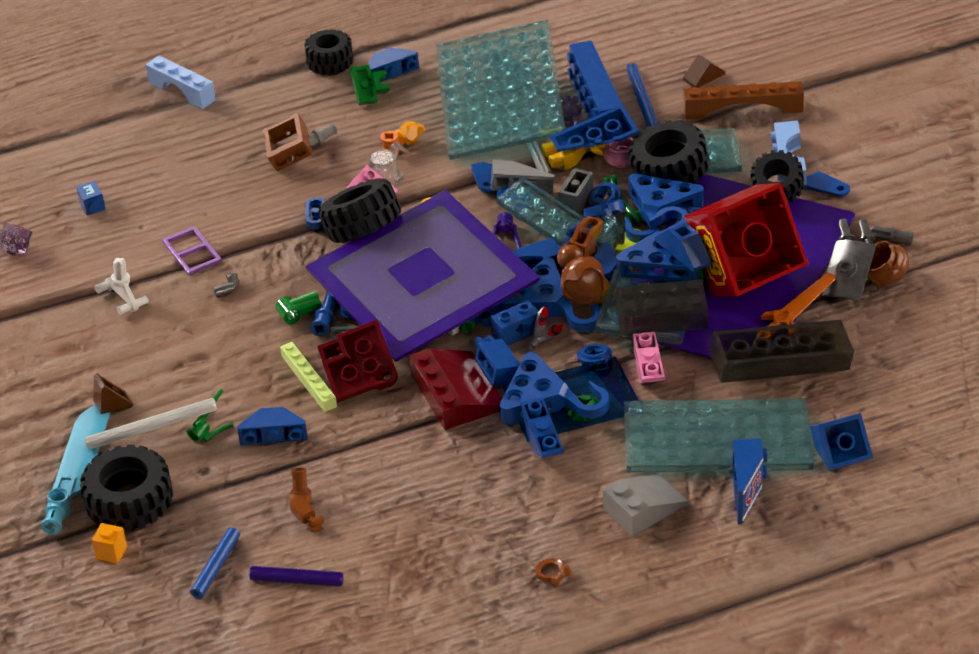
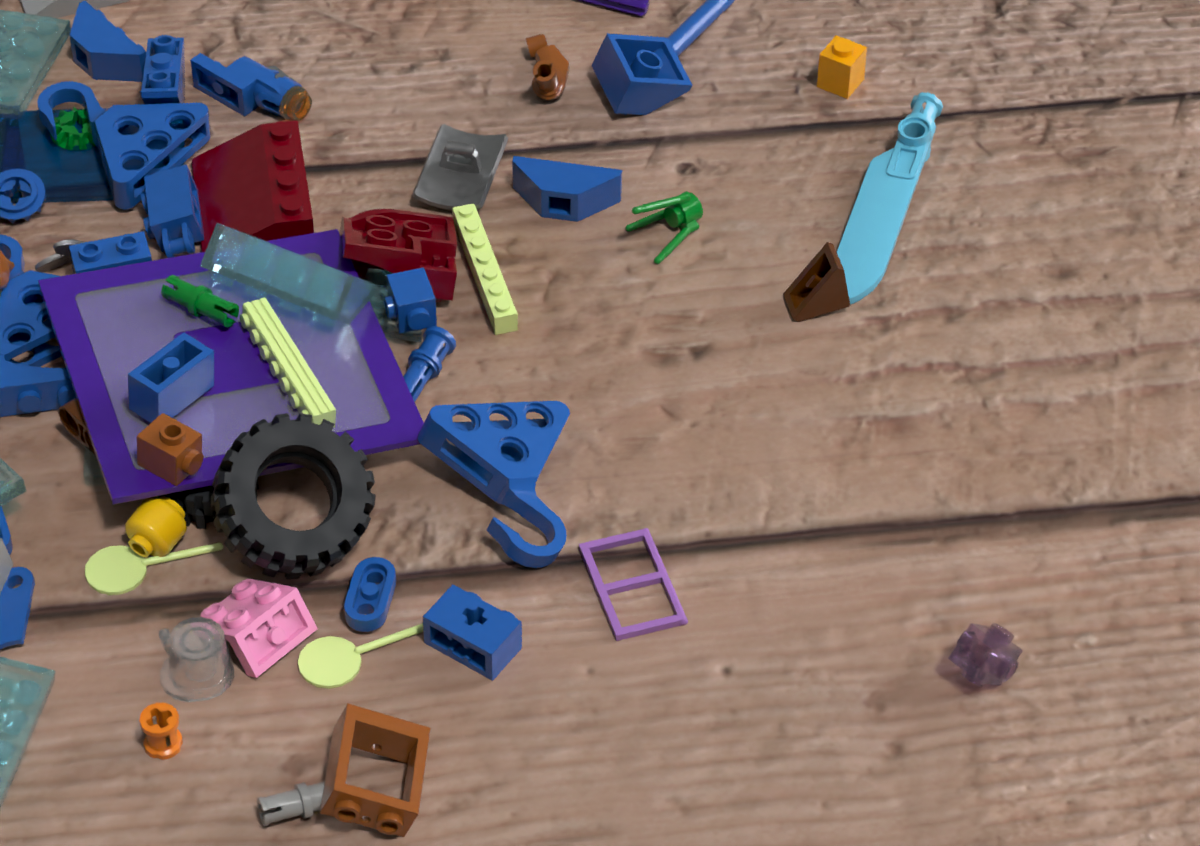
camera: 170 degrees left, 5 degrees up
(90, 198) = (822, 742): blue brick -> none
(119, 283) = (779, 478): white axle -> none
(124, 467) = (805, 153): black tyre -> none
(150, 423) = (757, 200): white axle -> none
(229, 287) = (577, 473): flat silver arm -> none
(240, 504) = (639, 73): none -> blue slope
(259, 262) = (504, 464): none -> blue piece
(261, 205) = (472, 632): none -> blue brick
(292, 309) = (476, 386): green piece -> none
(323, 191) = (336, 661): none -> yellowish green piece
(335, 323) = (410, 300): none -> blue brick
(339, 429) = (459, 168): none -> flat silver shield
(388, 268) = (286, 361): none -> yellowish green piece
(406, 309) = (286, 275): none -> clear light blue slope
(409, 133) = (107, 745): light orange rock -> none
(424, 204) = (169, 449): none -> dark orange brick
(437, 227) = (171, 378): none -> blue brick
(446, 282) = (200, 301): none -> green pin
(489, 450) = (251, 85): none -> blue plate
(505, 225) = (33, 471): dark purple plant -> none
(594, 454) = (103, 48): none -> blue slope

